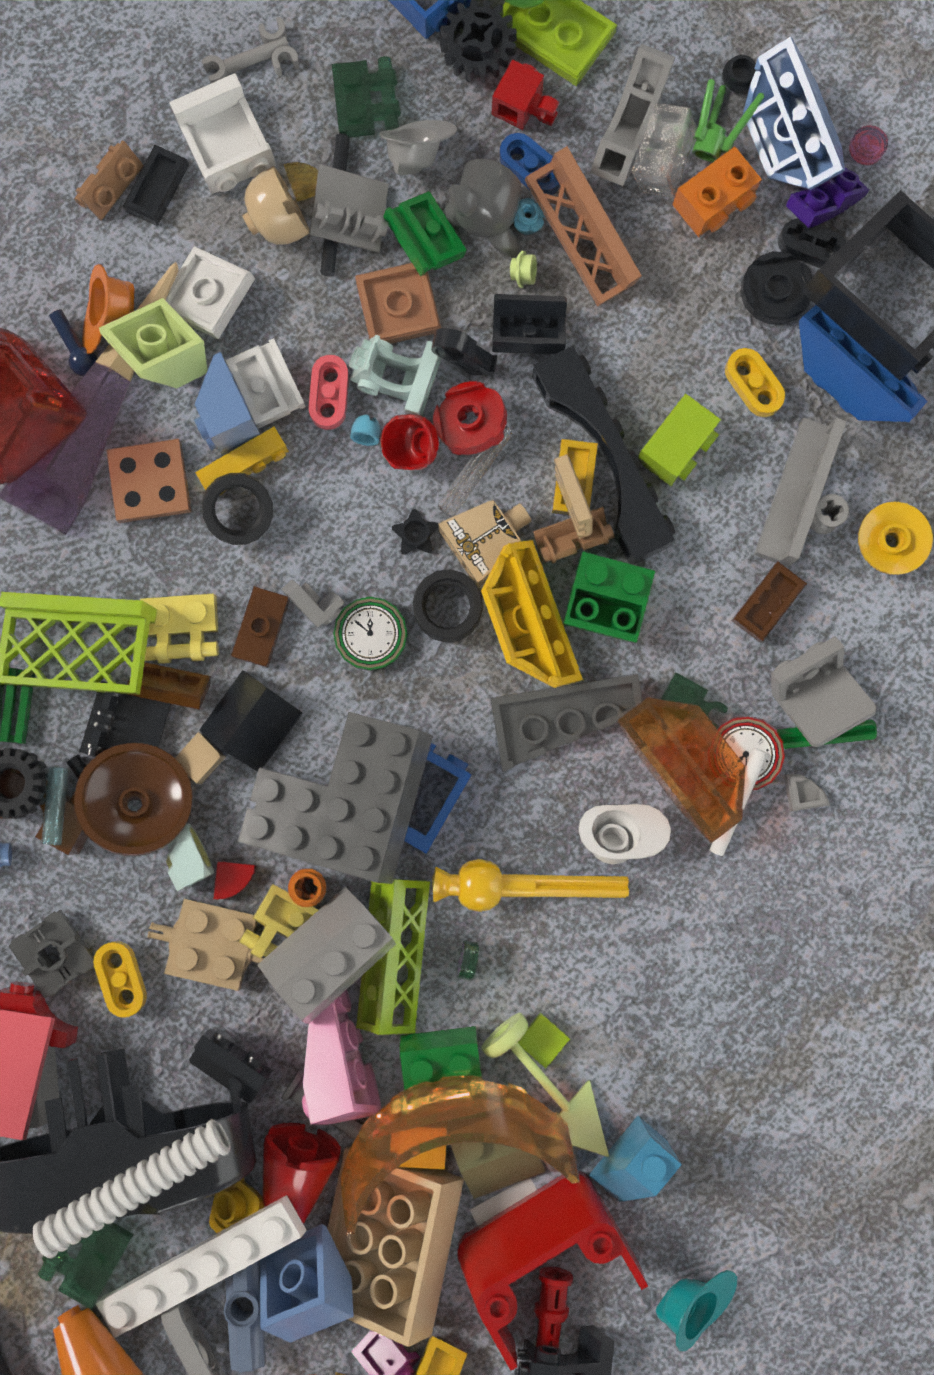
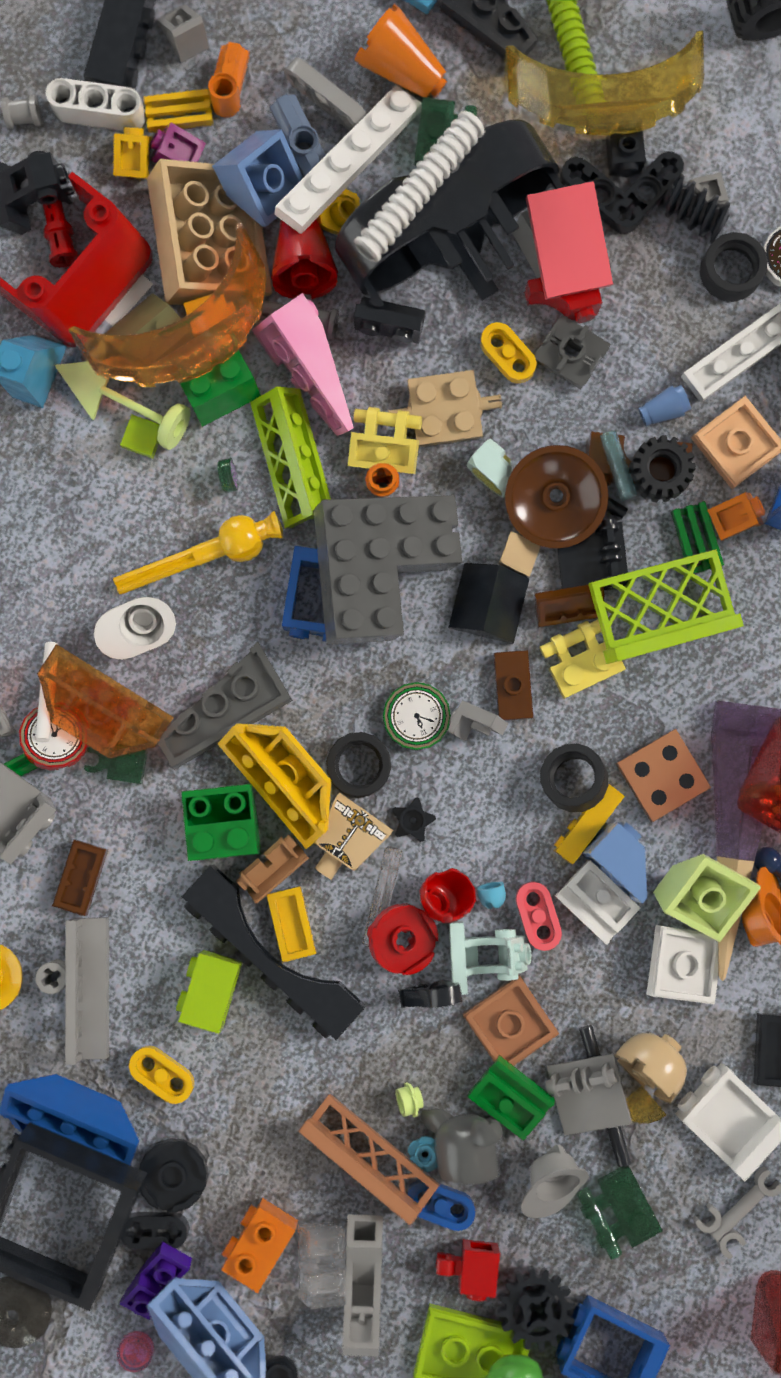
camera: 160 degrees right, 0 degrees up
(232, 878) = (450, 468): red tile -> none
(326, 955) = (345, 430): light grey slope -> none
(529, 324) = (383, 1047): black bracket -> none
(573, 496) = (283, 900): tan tile -> none
(710, 136) = (284, 1295): bright green plant -> none

